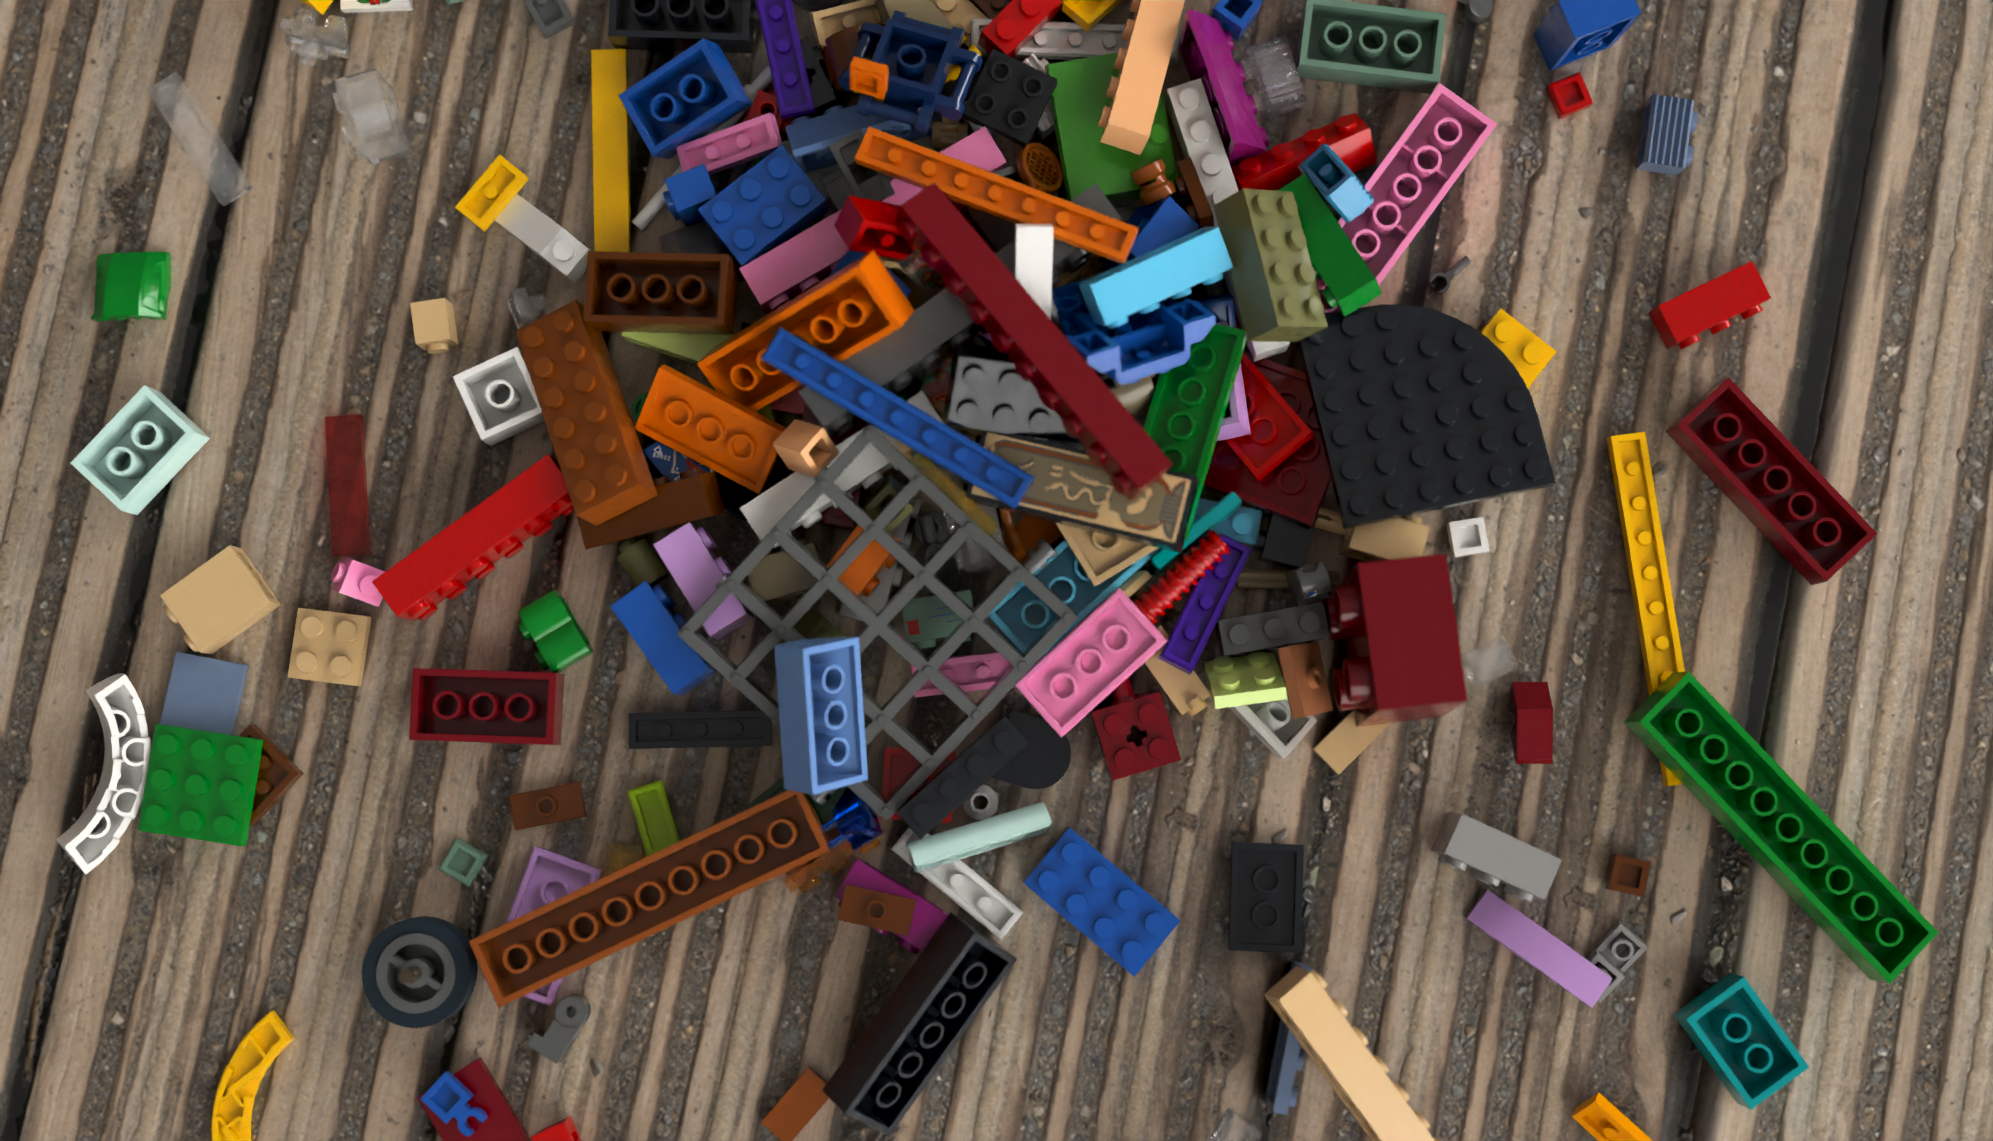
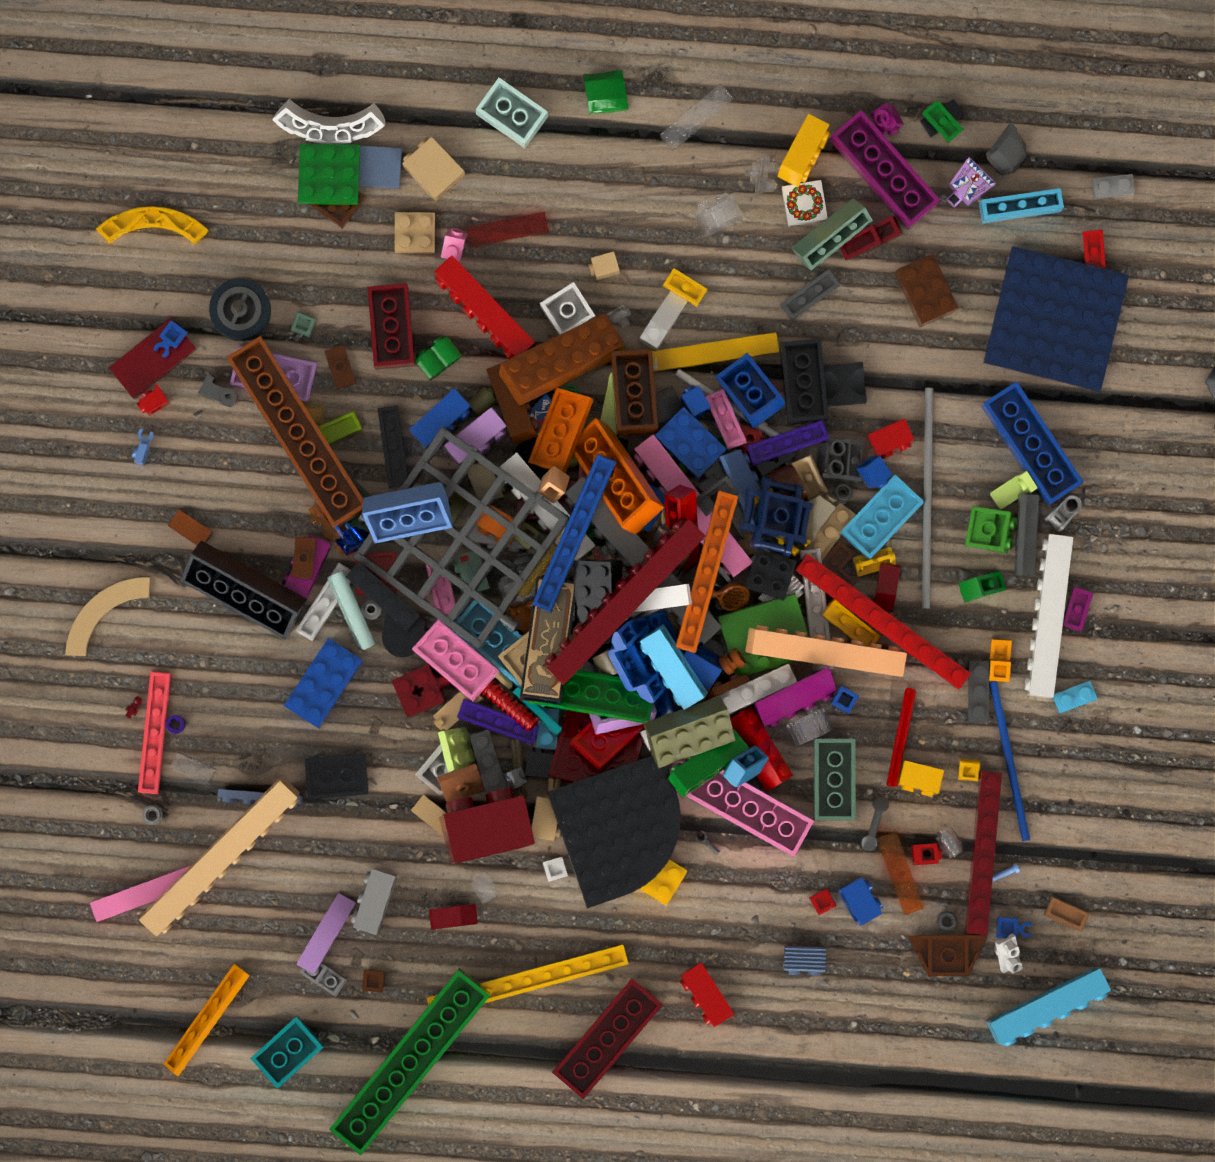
camera: 80 degrees right, 0 degrees up
(868, 77) = (763, 492): orange tile -> none

